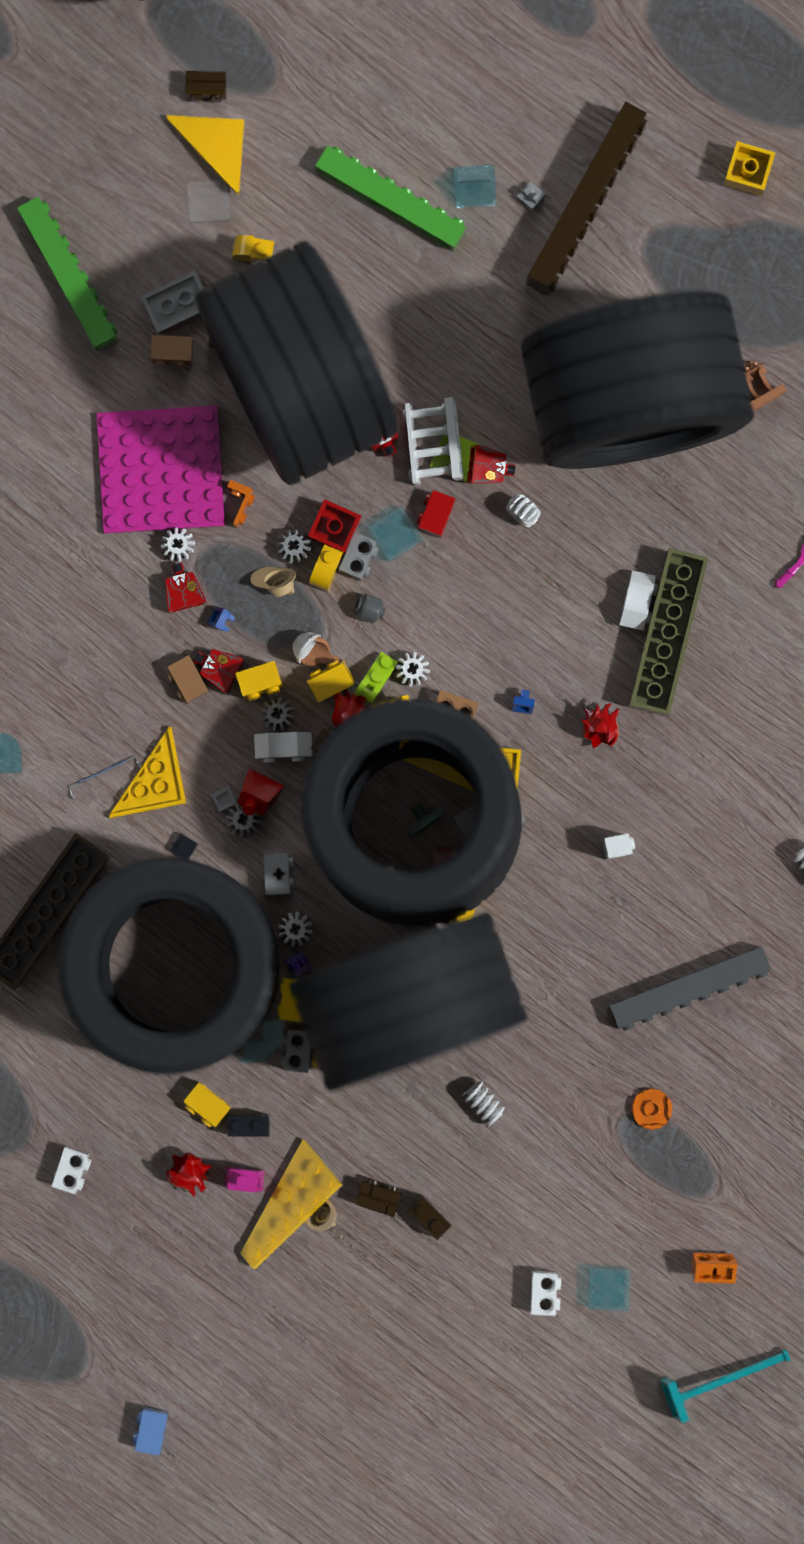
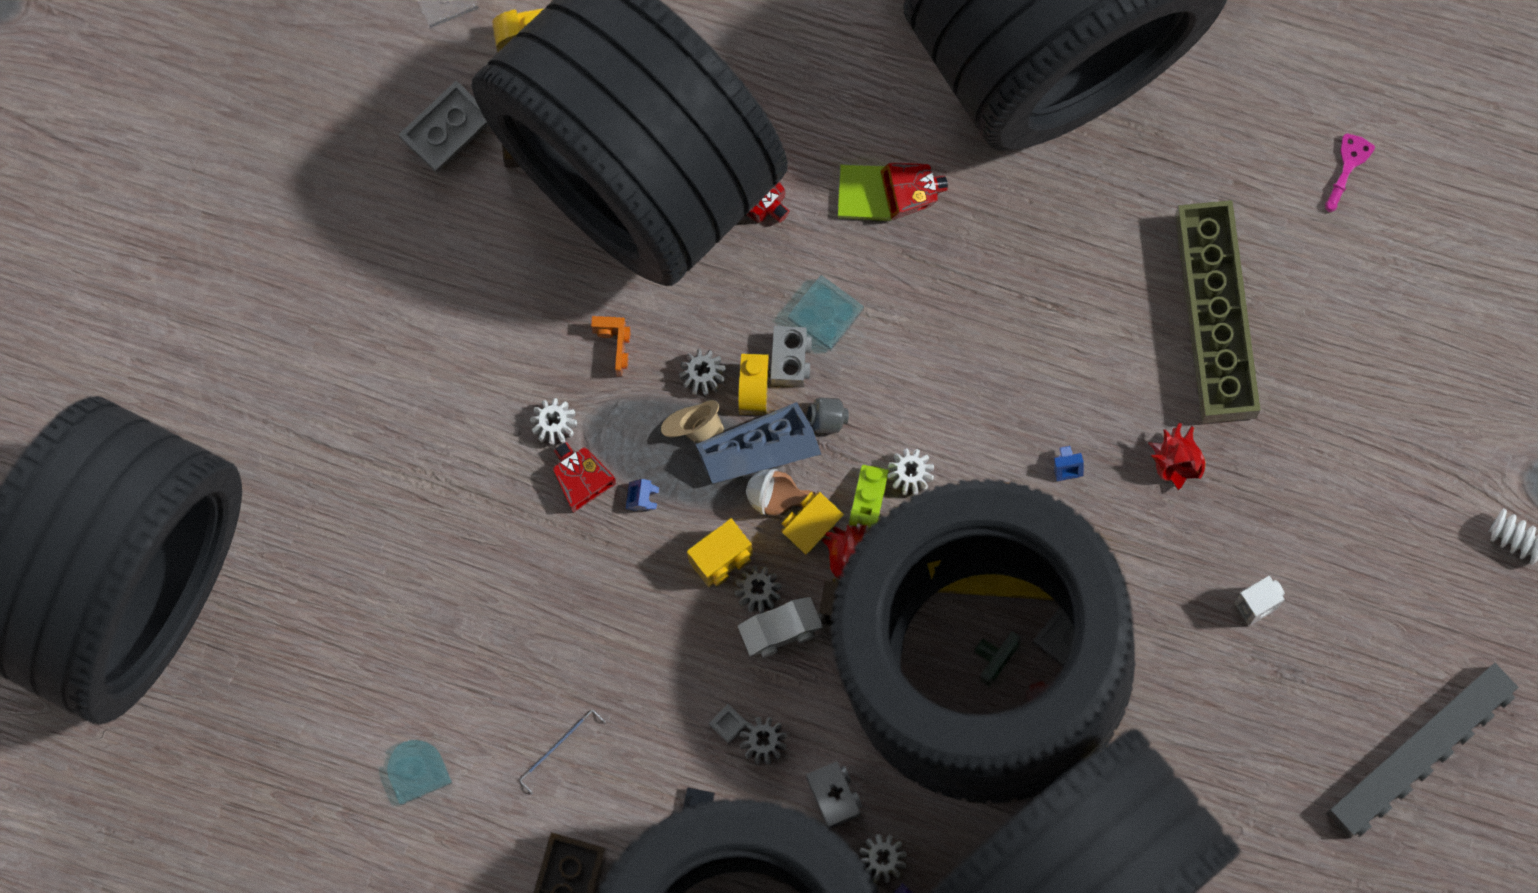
camera: 15 degrees left, 10 degrees down
(67, 273) = (296, 138): bright green brick -> none
(156, 783) = (632, 734): yellow tile -> none
(160, 469) = (498, 338): dark pink plate -> none
(172, 350) = (461, 186): medium nougat brick -> none
(188, 680) = (626, 586): medium nougat brick -> none
(219, 668) = (662, 558): red torso -> none
(258, 793) = (770, 698): red torso -> none
(314, 613) = (759, 445): none -> sand blue wedge
(334, 526) = (745, 327): red brick -> none
(436, 513) = (868, 269): red brick -> none
(452, 449) = (857, 183): white fence -> none
(523, 510) = (976, 225): white gear -> none
(637, 600) = (1163, 286): white brick -> none

